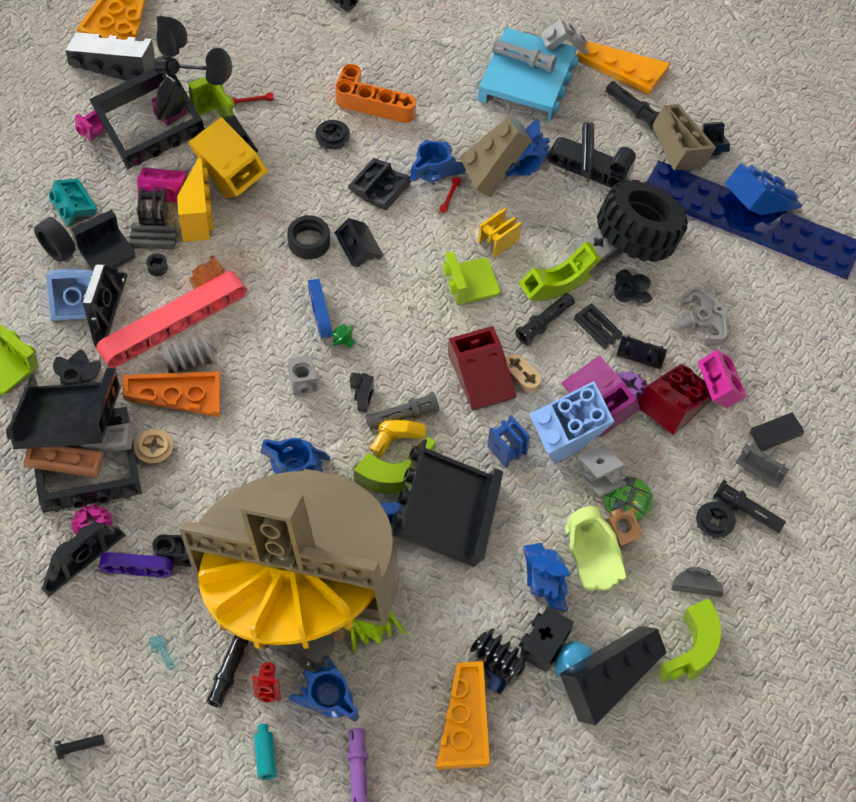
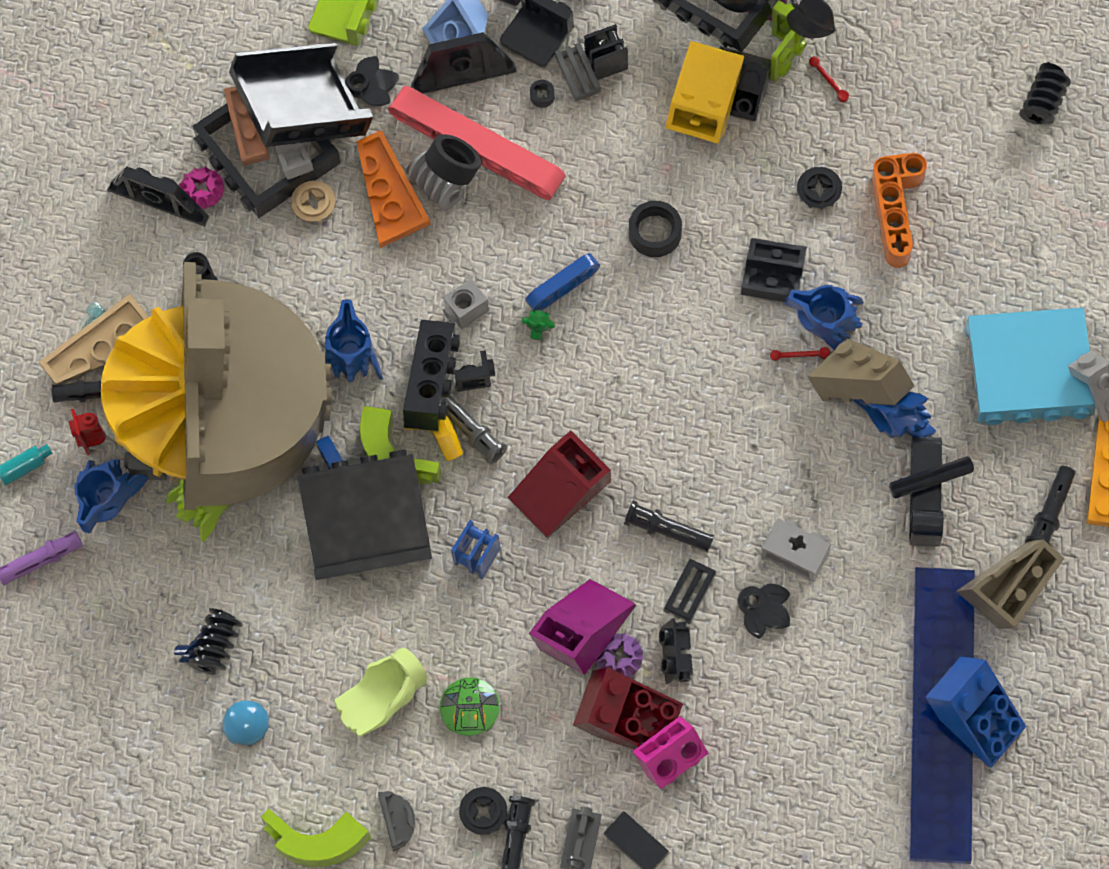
camera: 75 degrees right, 10 degrees up
(136, 564) = (169, 249): dark purple beam -> none
(162, 178) = (651, 44): dark pink bracket -> none
(185, 329) = (453, 159): none -> black tyre
(187, 644) = (93, 343): none -> tan wing
(195, 205) = (630, 90): yellow slope -> none
(206, 272) = (549, 148): clear orange brick -> none
(353, 415) = (429, 375): none -> black brick
(357, 242) = (676, 284): black panel -> none
(466, 729) = (126, 642): light orange wing -> none
(469, 279) = (681, 423): lime bracket -> none
(502, 233) = (767, 438): yellow piece -> none
(524, 372) = (575, 529): tan beam -> none
(535, 55) = (1041, 358): light grey pin -> none
(541, 652) = (267, 691): black brick -> none
(547, 575) = (329, 651): blue piece -> none
(564, 278) = (727, 519): lime arch -> none
(572, 421) = (521, 601): light blue slope -> none
(602, 470) = (483, 662): light grey piece -> none
(611, 673) = (238, 759): black wedge -> none
(632, 528) = (409, 715): medium nougat brick -> none
(642, 220) = (880, 571): black tyre -> none
(708, 314) = (765, 710): light grey piece -> none
(715, 134) = (1043, 625): black bracket -> none

